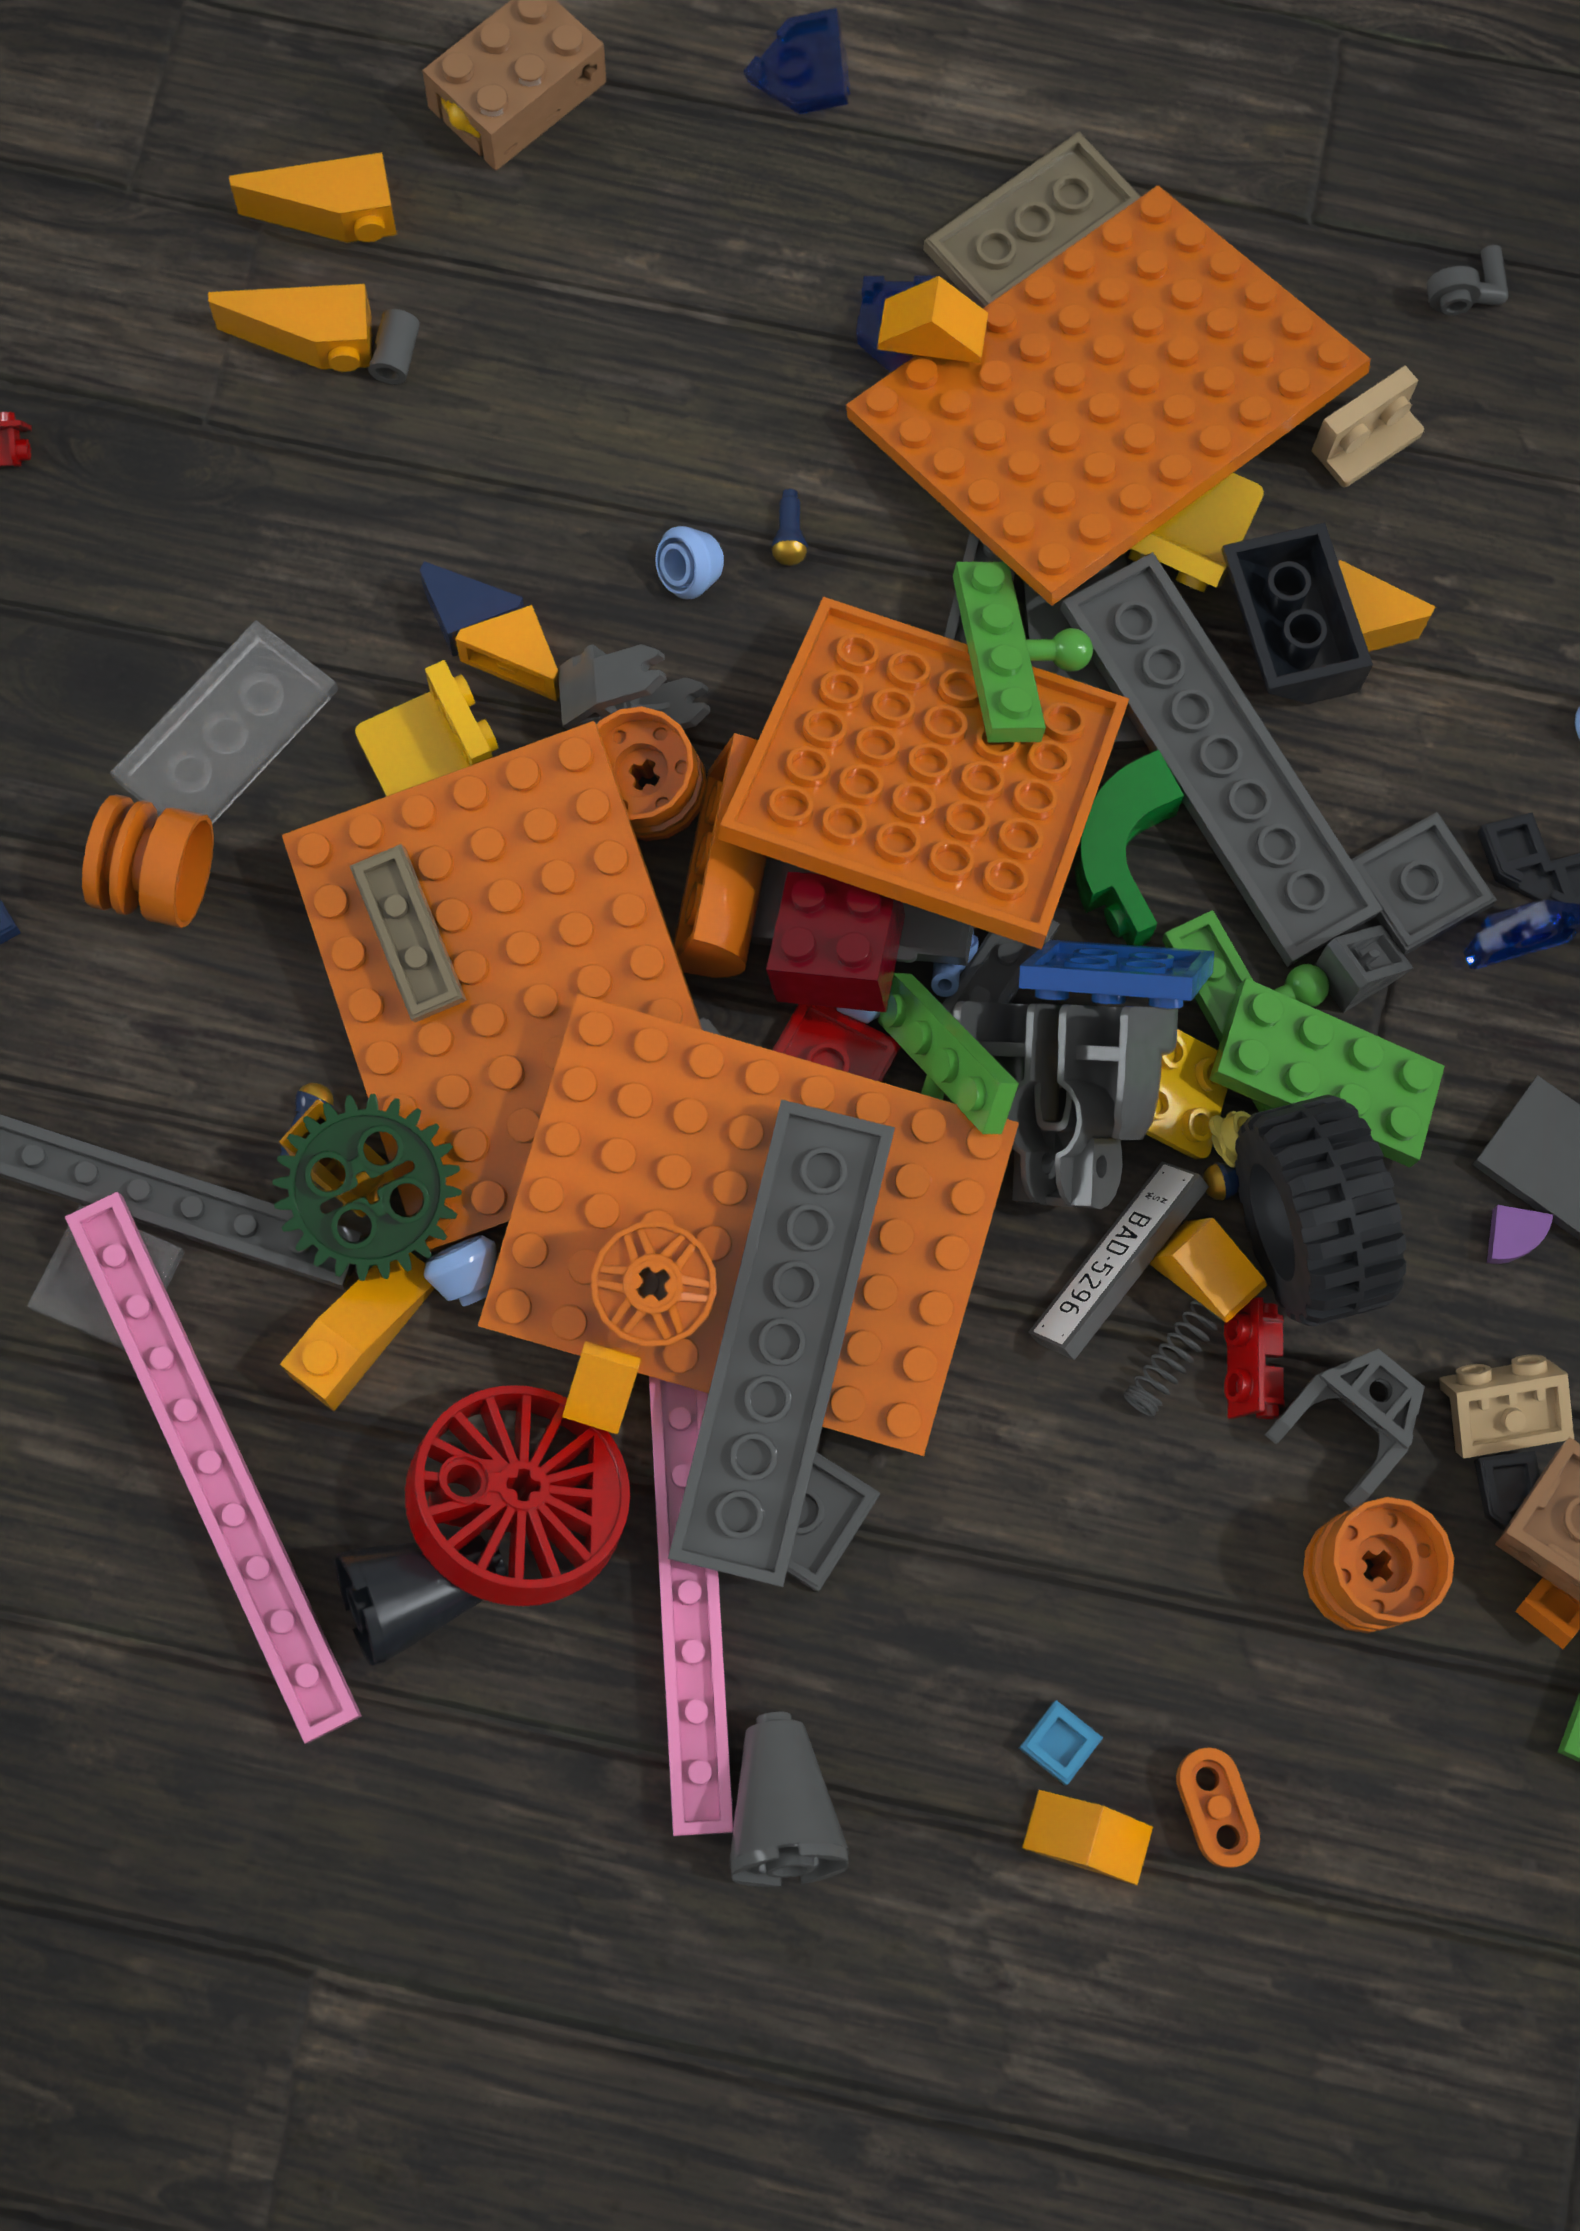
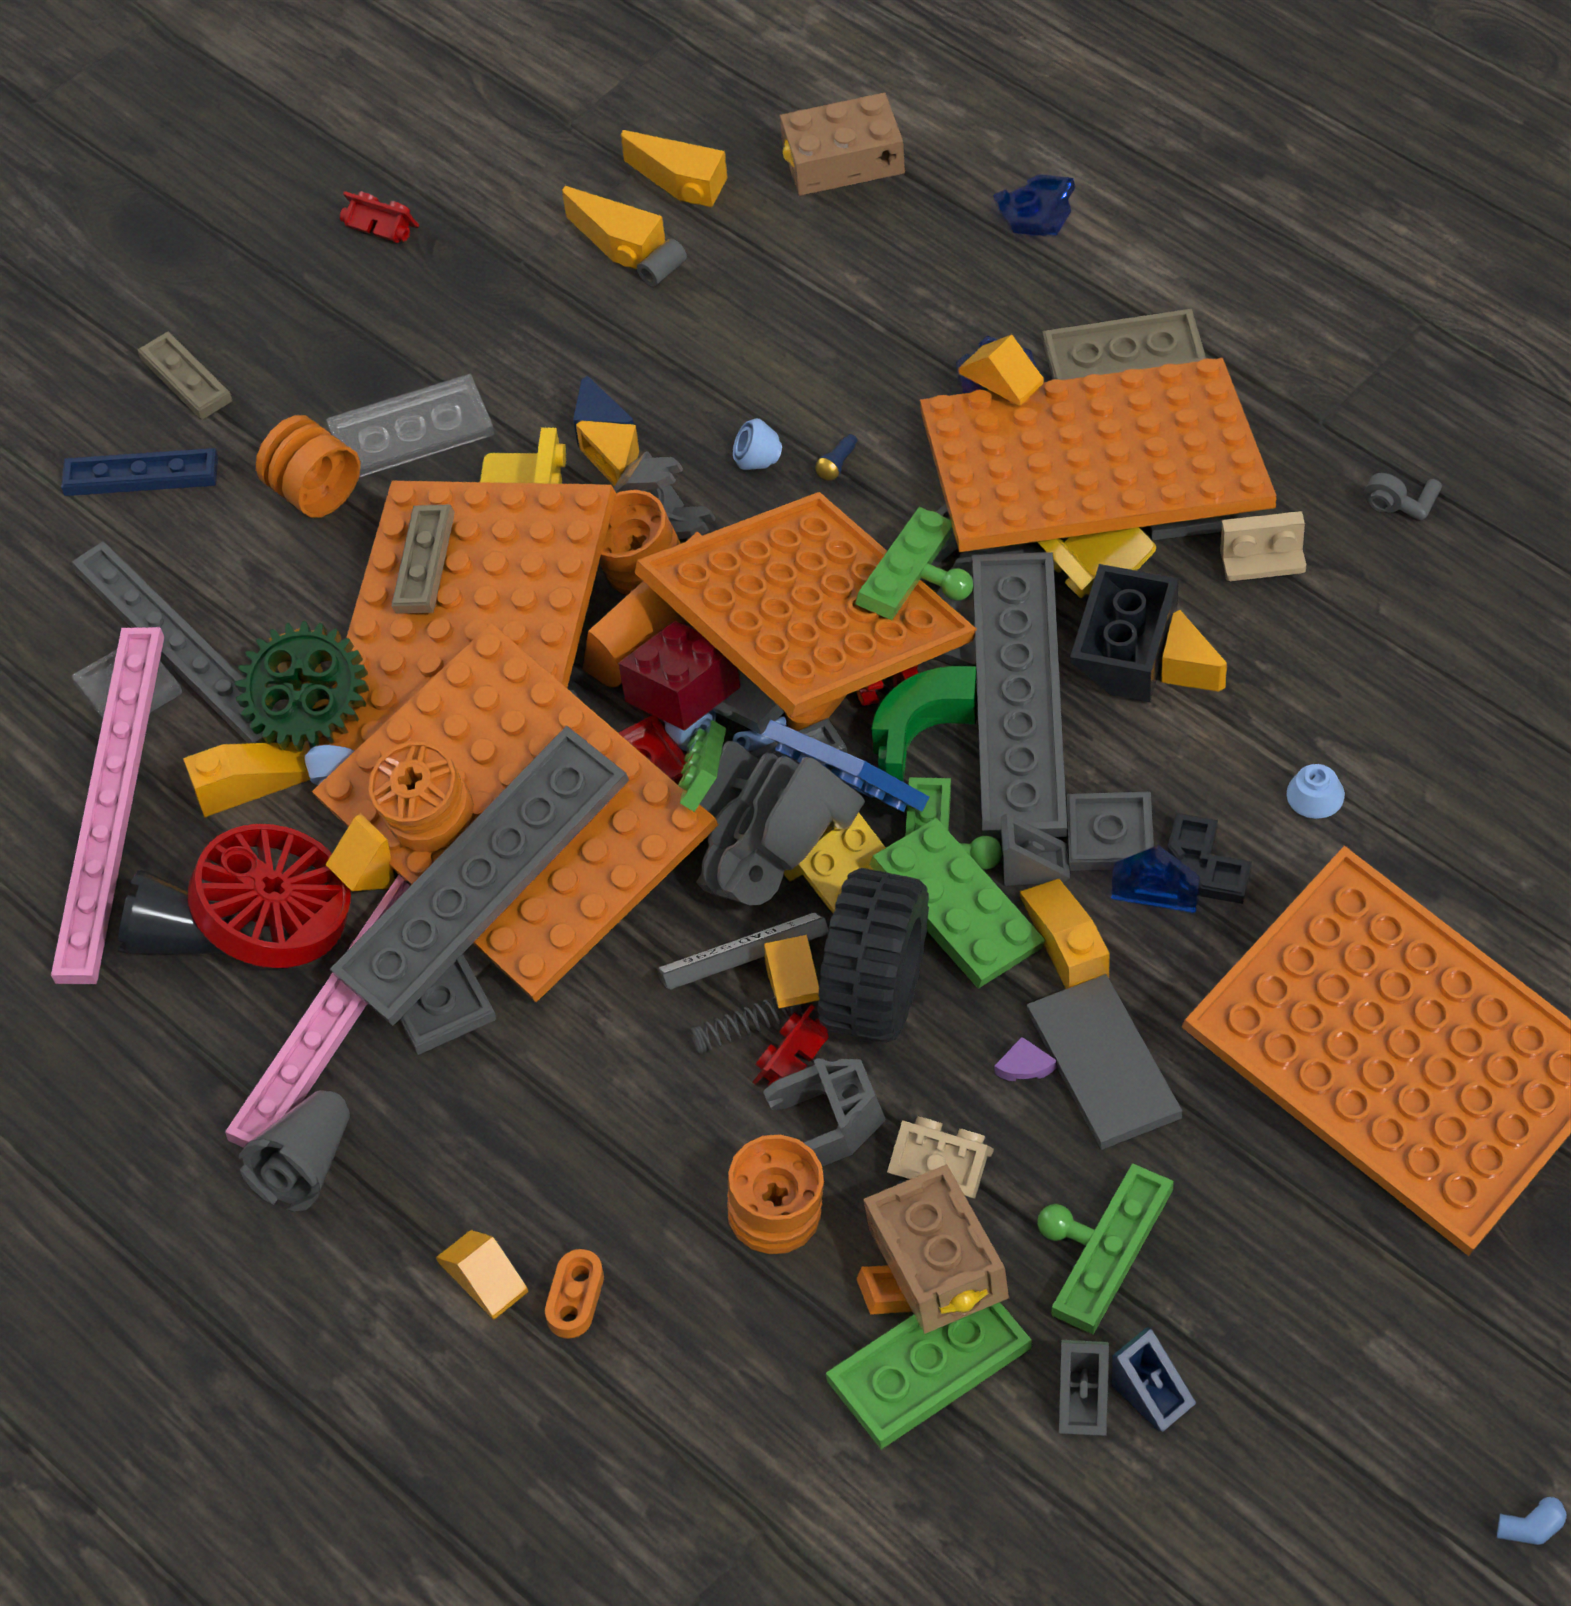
camera: 40 degrees right, 20 degrees down
(1060, 1742) = (504, 1210): dark azure tile -> none
(1476, 1049) = (1068, 933): none -> light orange slope

